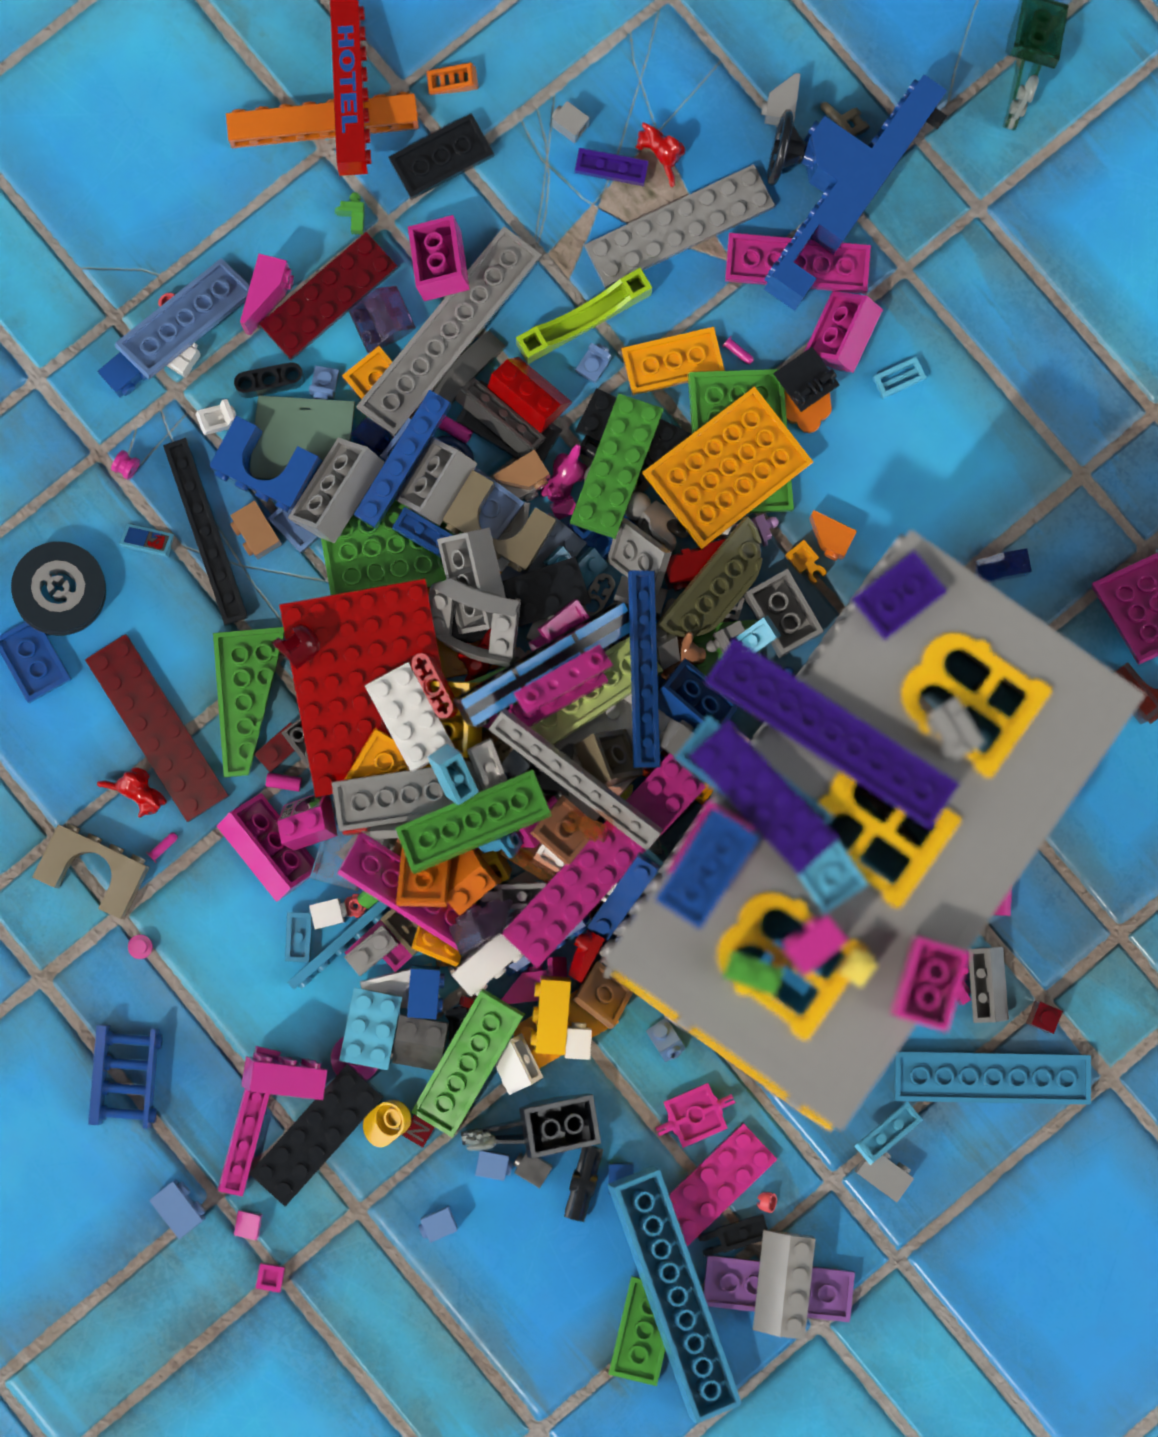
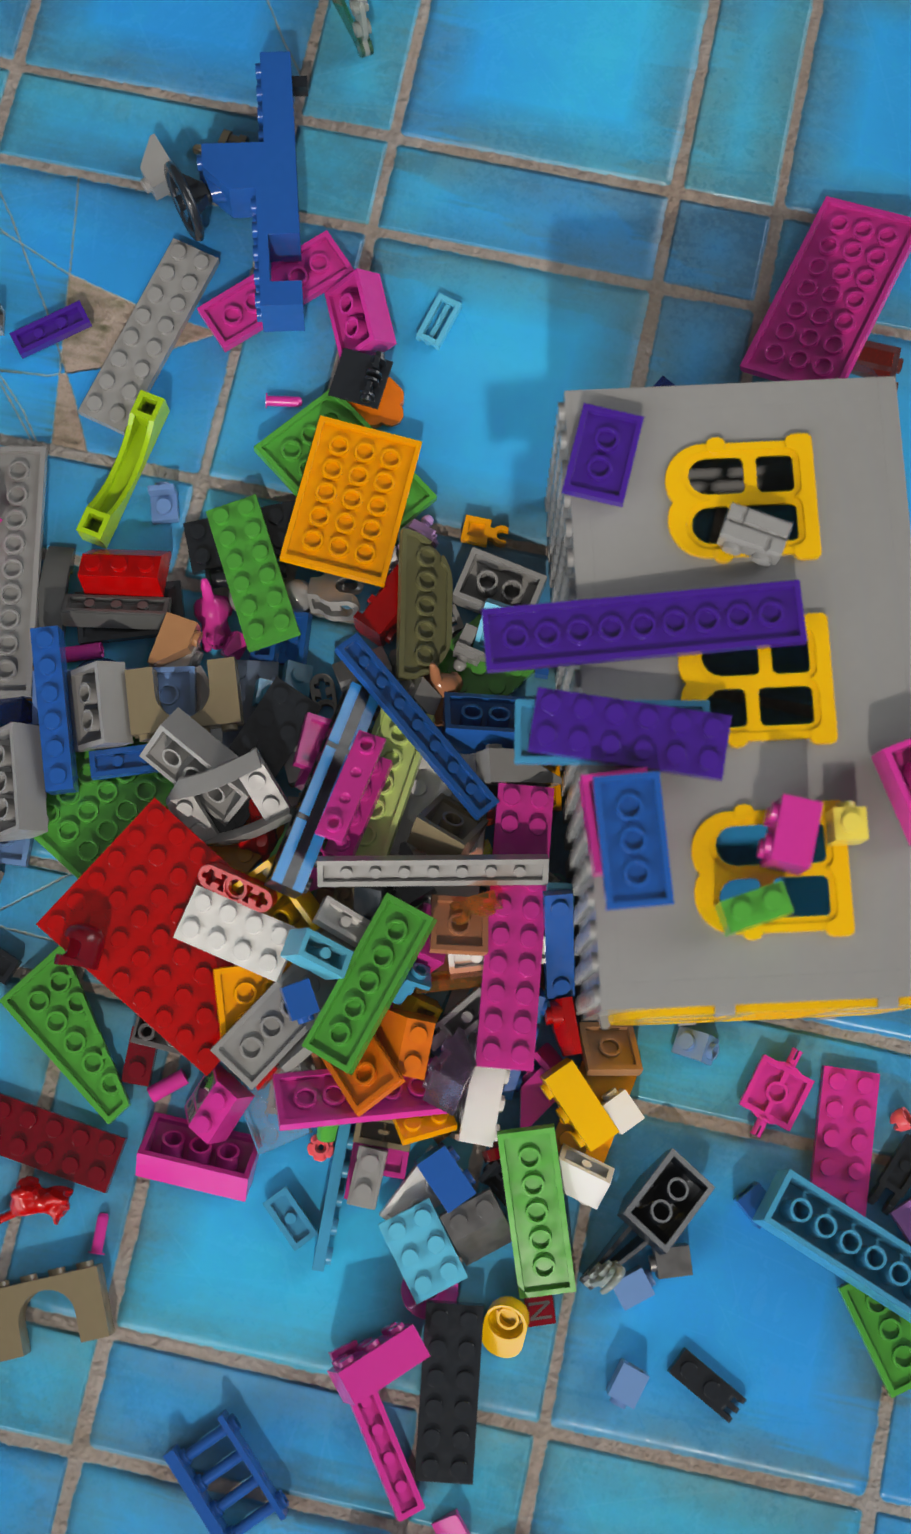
camera: 30 degrees left, 5 degrees down
(140, 946) = (149, 1346): dark pink plate -> none
(328, 913) = (301, 1174): white brick -> none
(417, 797) = (300, 1001): none -> blue brick
(491, 1267) = (705, 1384): none -> black hinge
(583, 1183) = (727, 1237): black piece -> none
(638, 551) = (327, 628): light grey plate -> none
(666, 149) = (86, 278): red animal -> none
(670, 359) = (229, 451): light orange plate -> none
(831, 535) = (487, 493): orange slope -> none
(832, 878) = (754, 761): medium azure tile -> none

